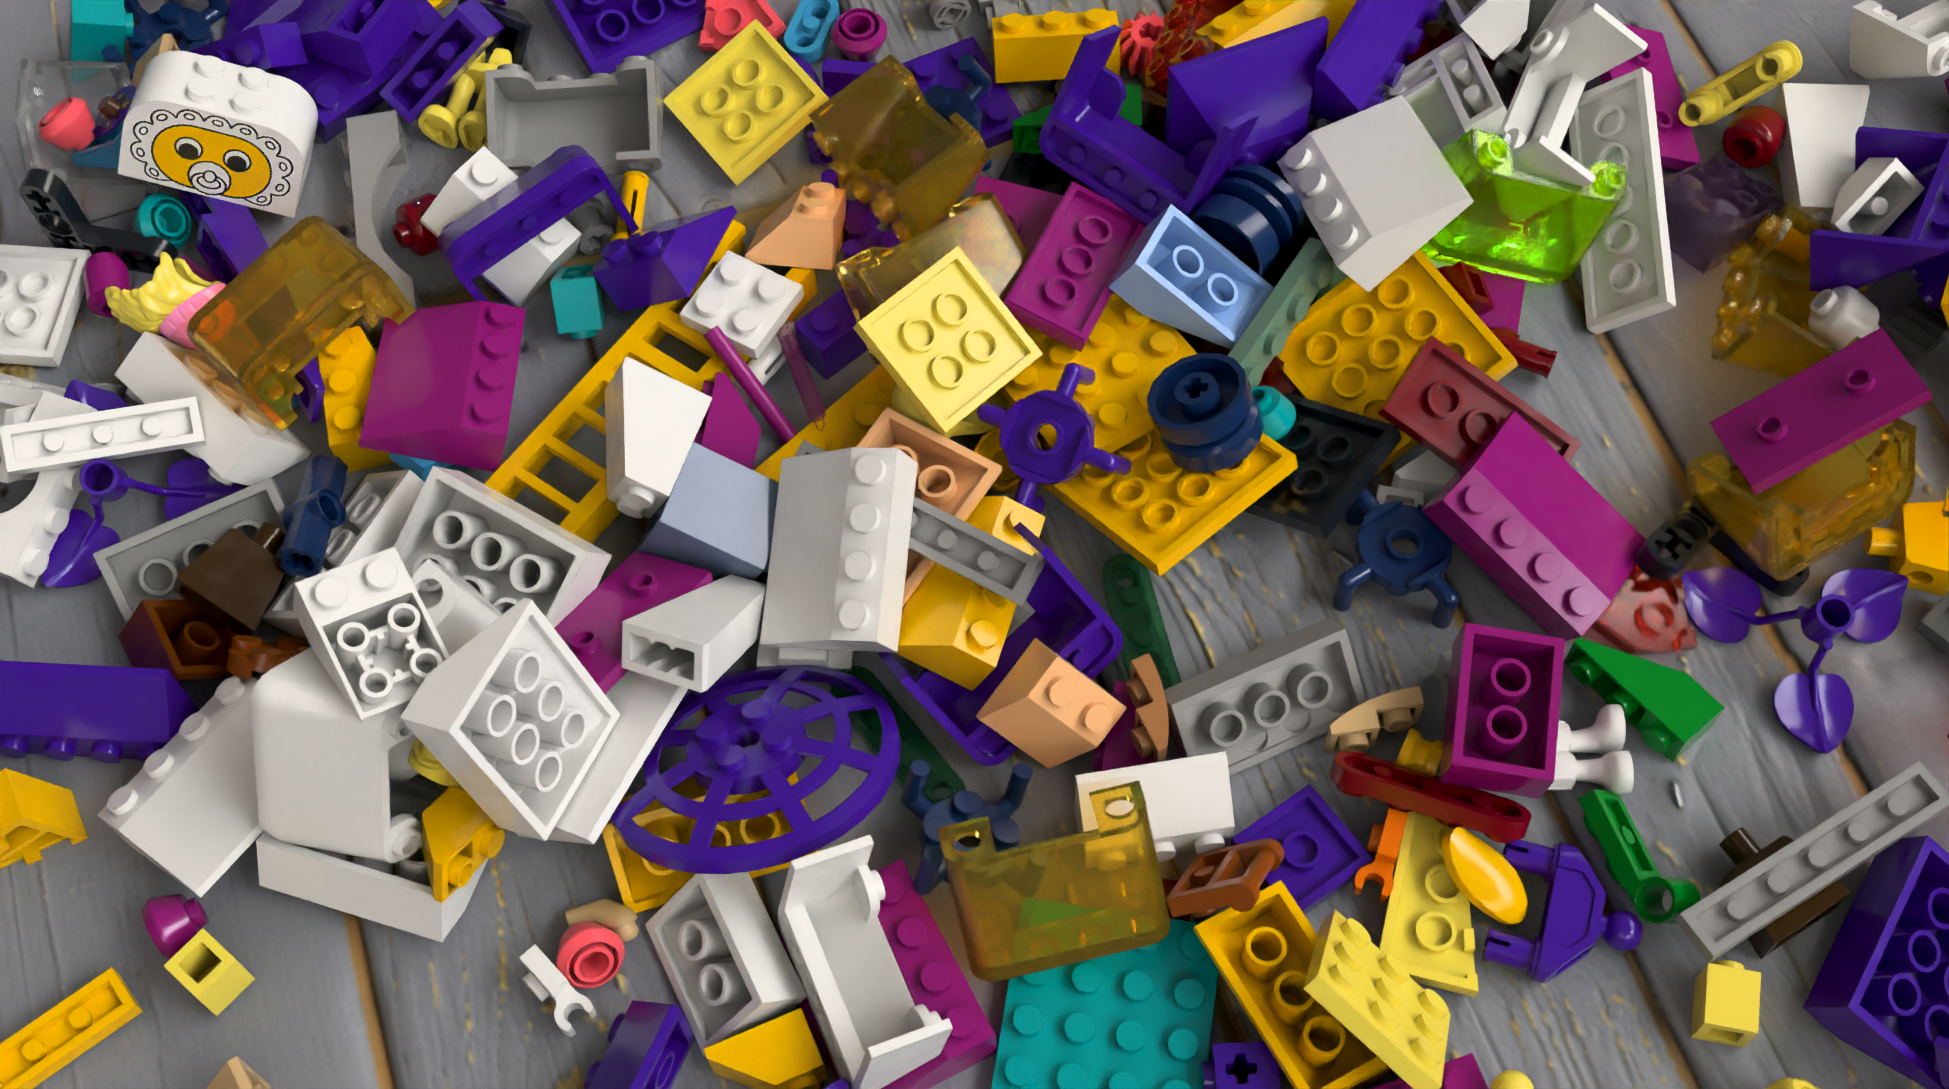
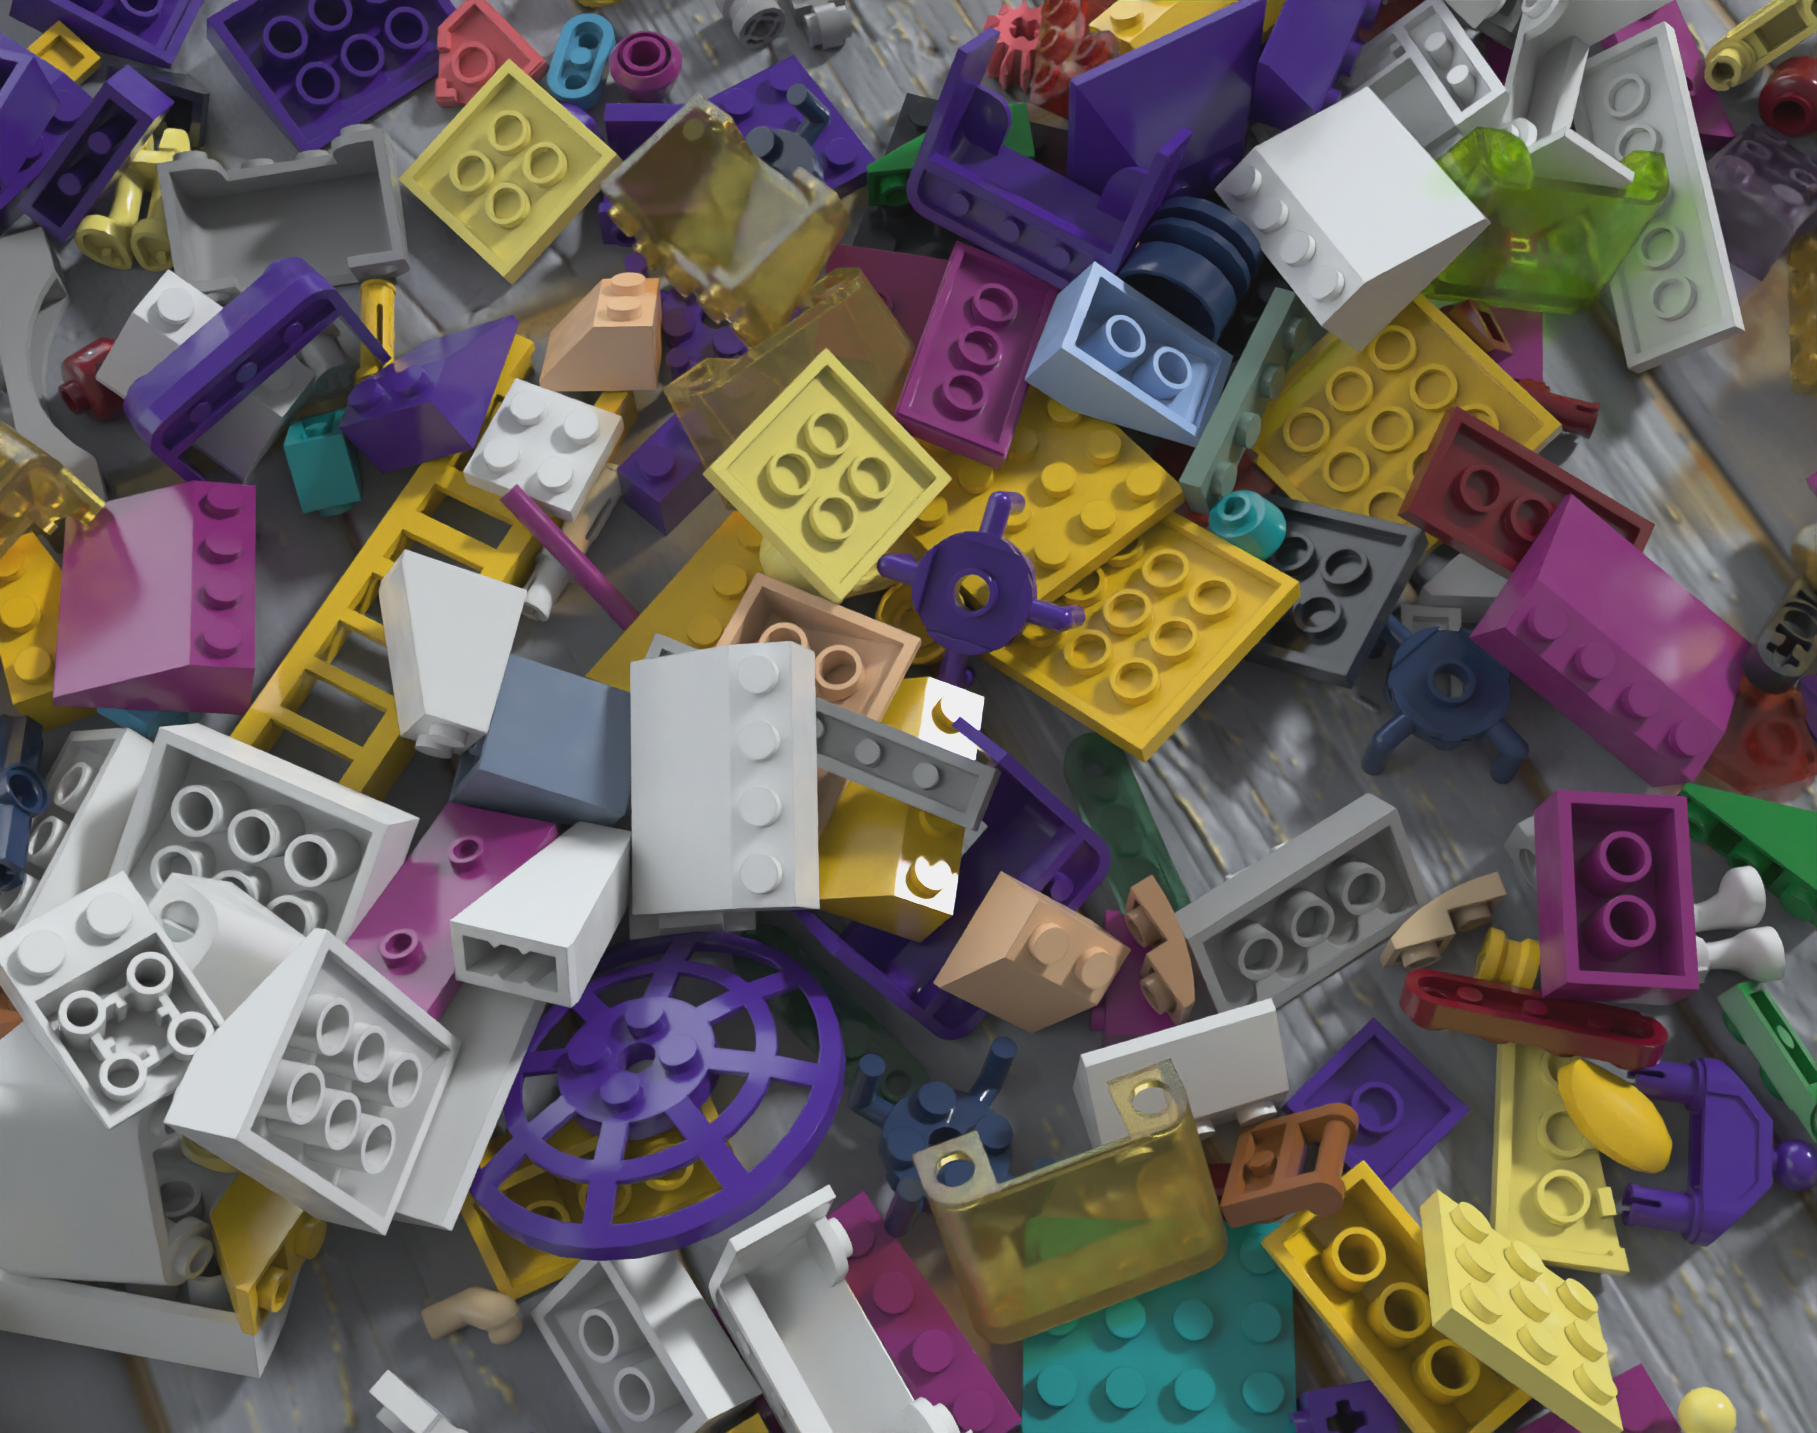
camera: 10 degrees left, 5 degrees up
(589, 955) = (462, 1370): coral cone -> none
(728, 423) = (553, 621): magenta slope -> none
(787, 341) = (638, 547): magenta piece -> none
(1045, 44) = (894, 57): yellow slope -> none
(1205, 412) = (1176, 537): dark blue wheel -> none
(1385, 843) = (1482, 1085): orange plate -> none

